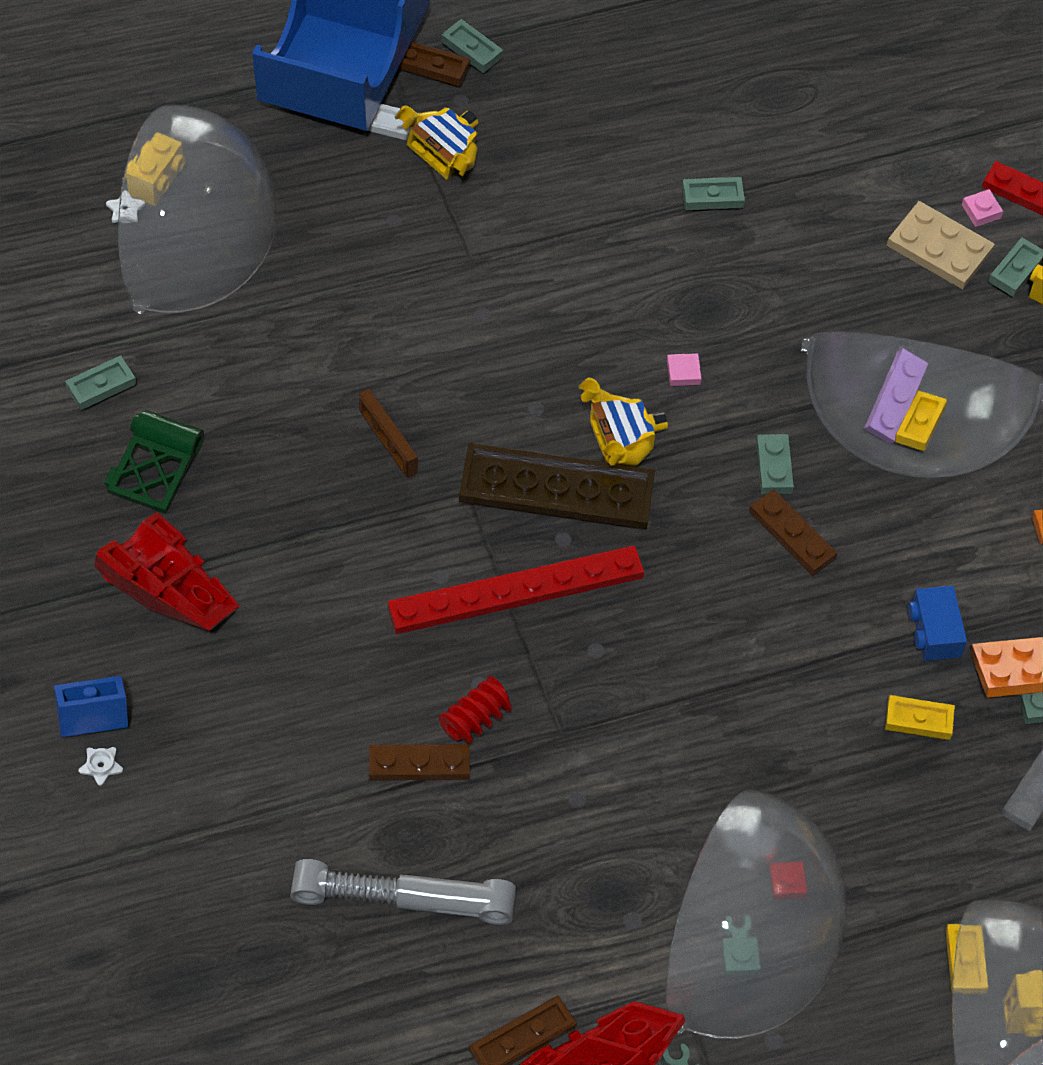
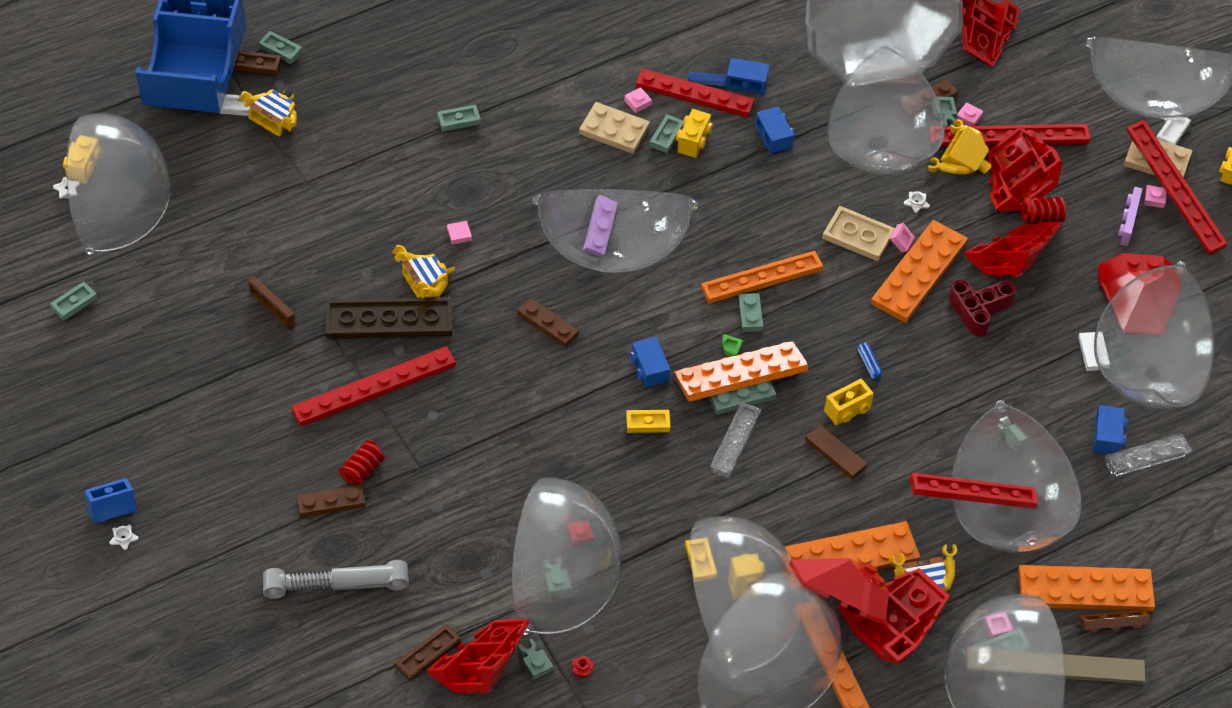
camera: 10 degrees left, 5 degrees down
(159, 436) = (120, 328): dark green piece -> none
(165, 576) = (141, 414): red wedge -> none
(774, 463) = (528, 281): sand green plate -> none
(921, 420) = (619, 239): yellow plate -> none

